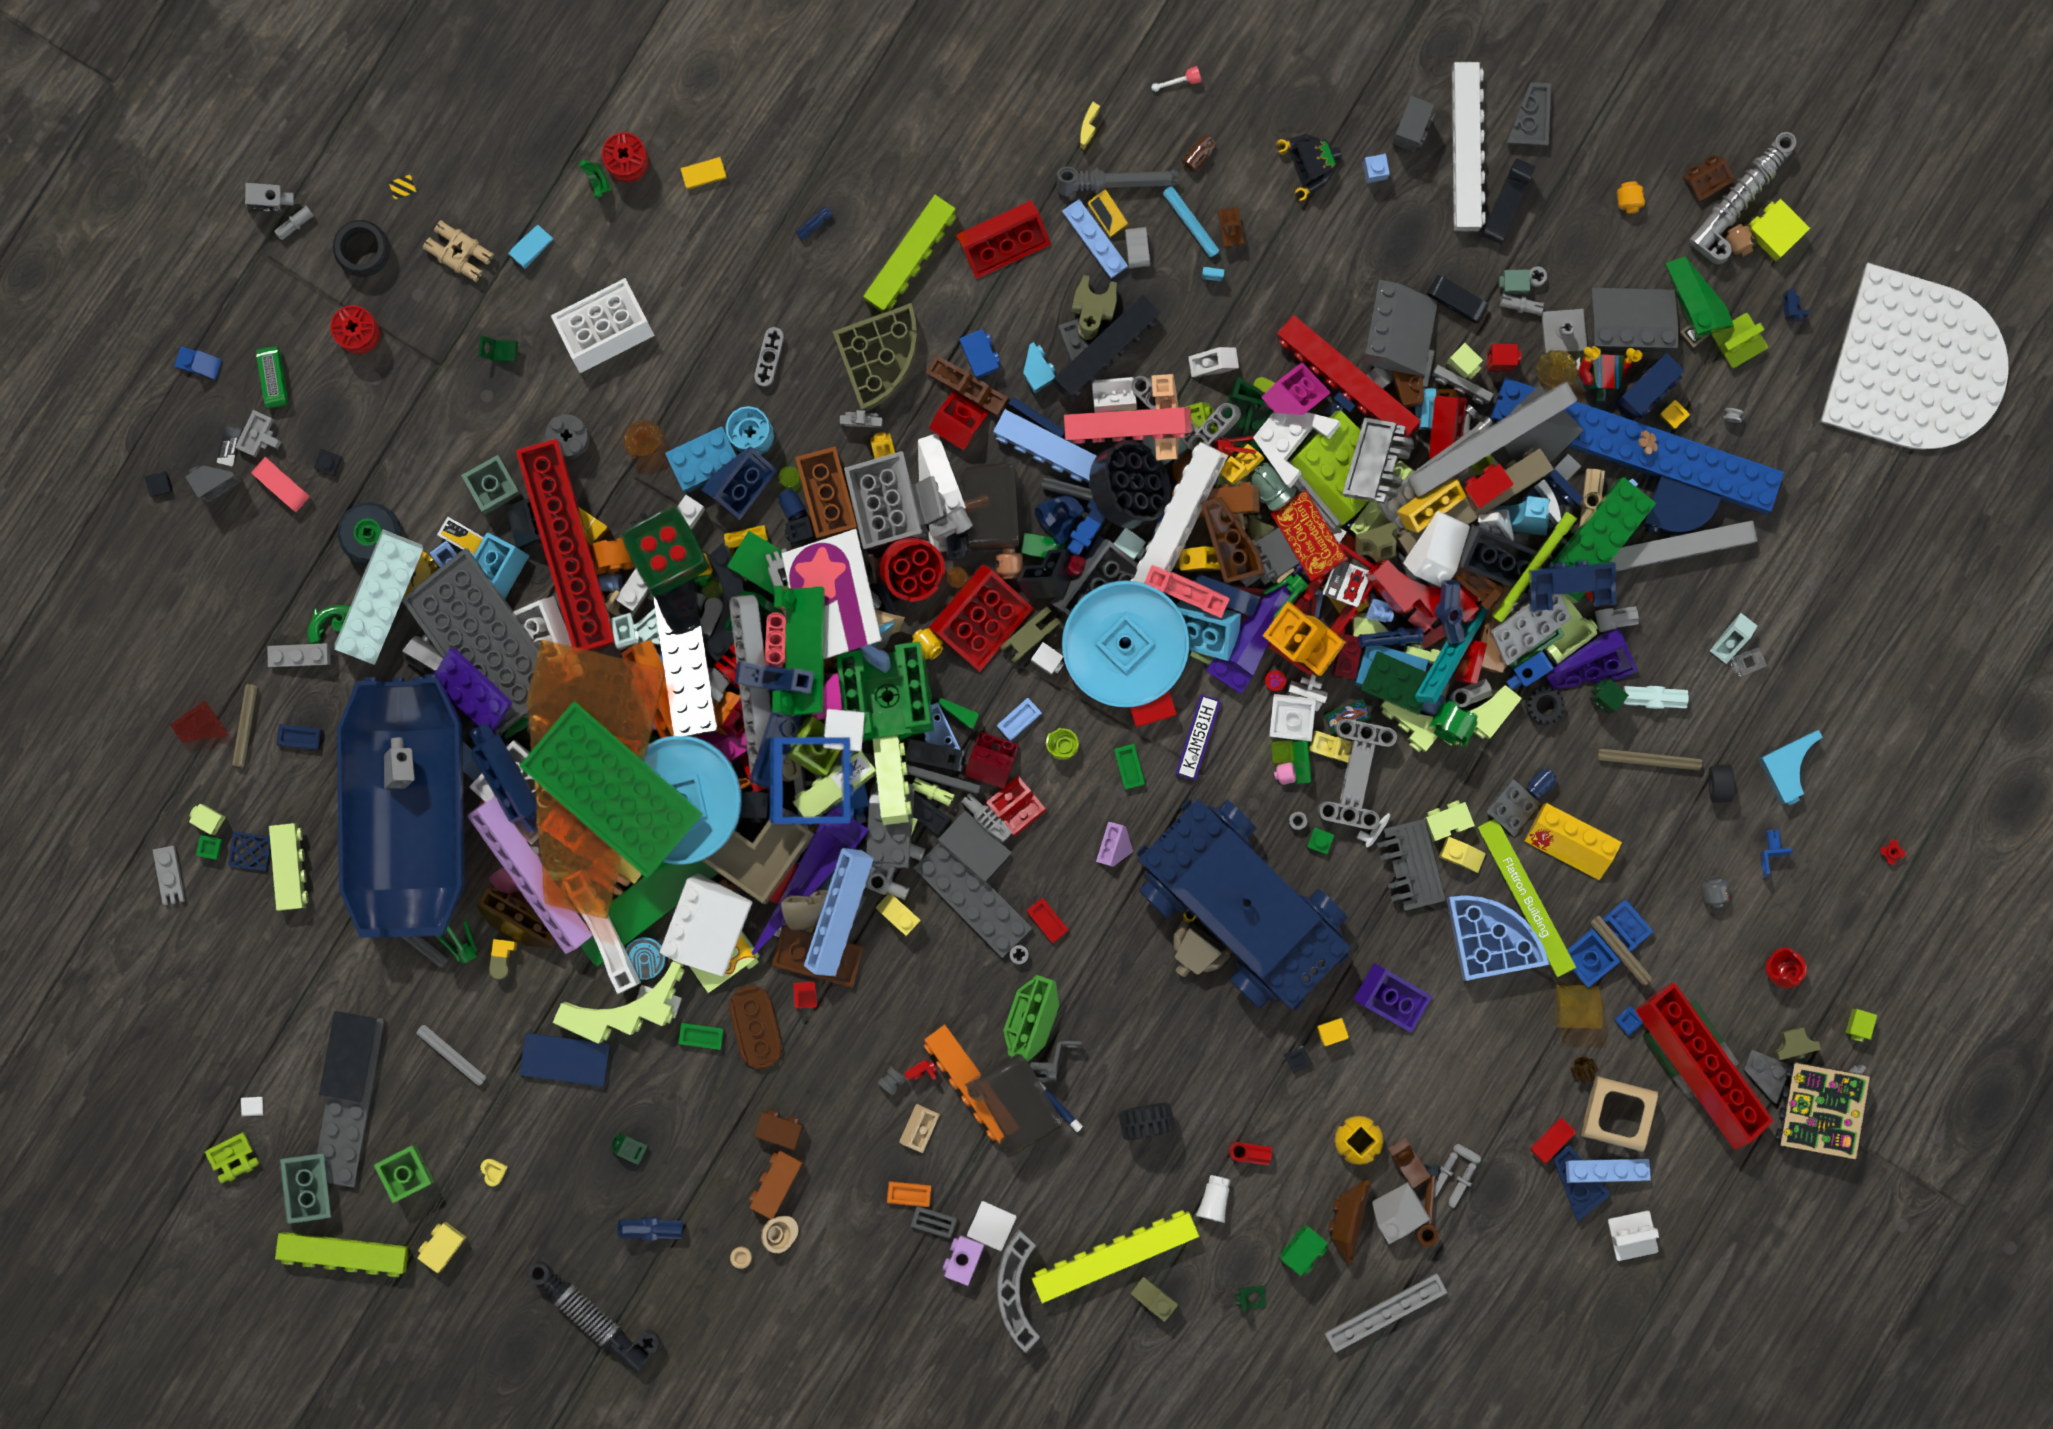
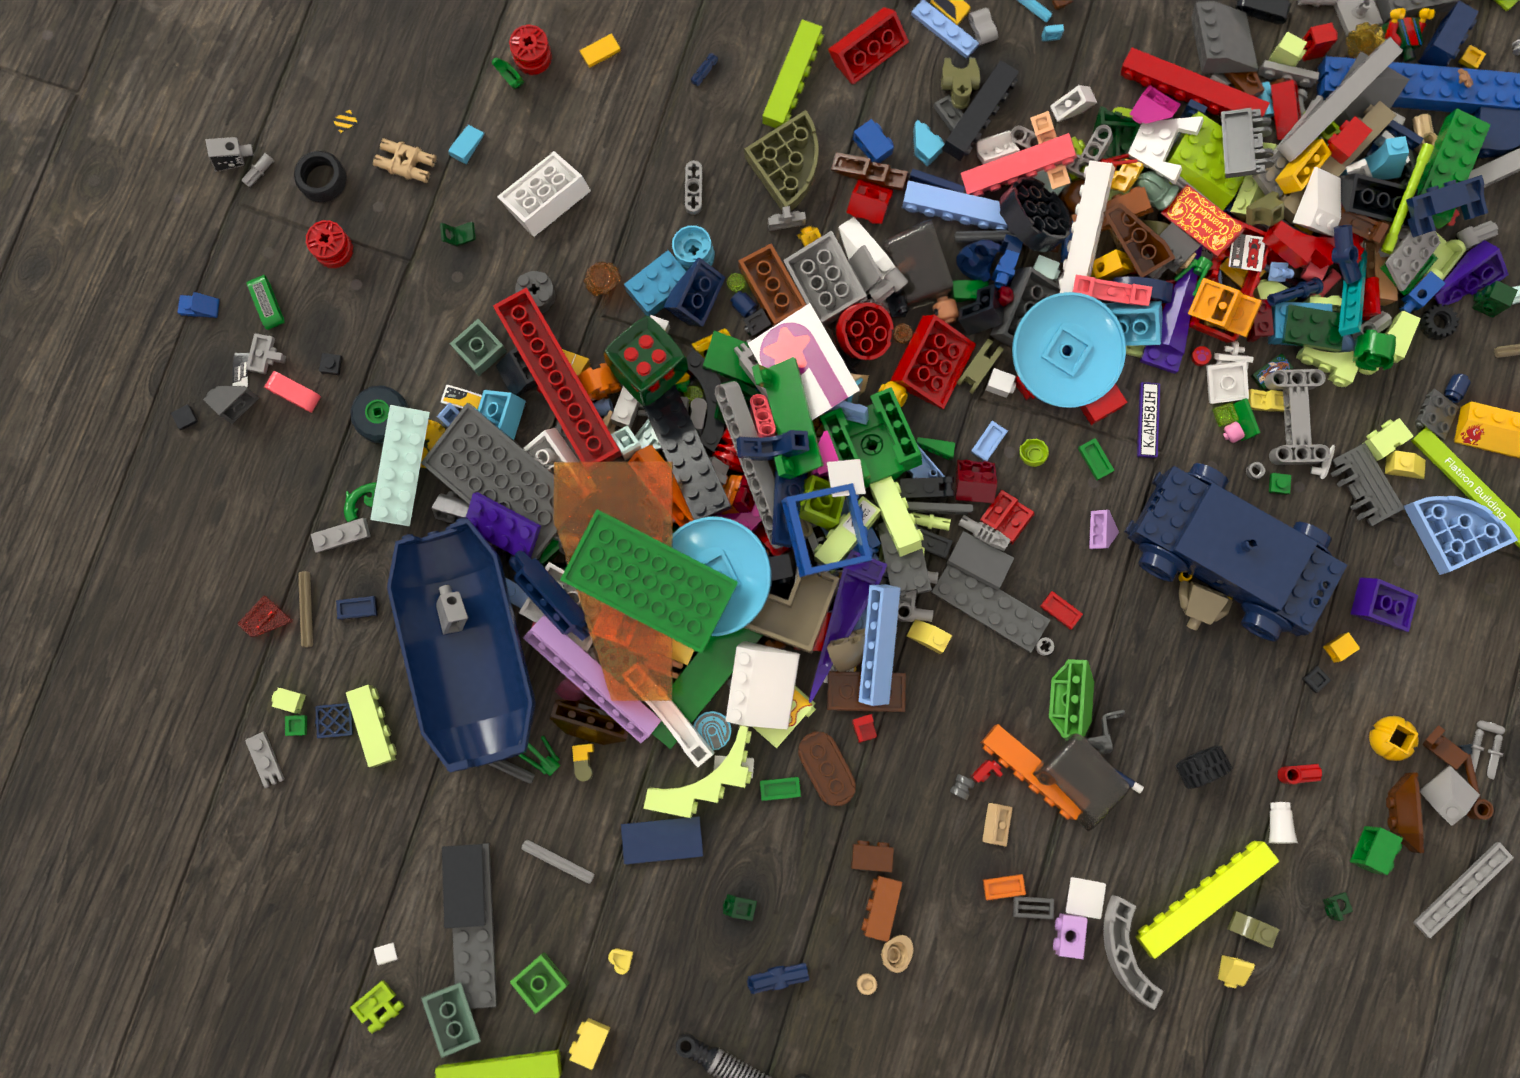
camera: 10 degrees left, 5 degrees down
(1121, 1336) = (1234, 971): none -> light yellow slope

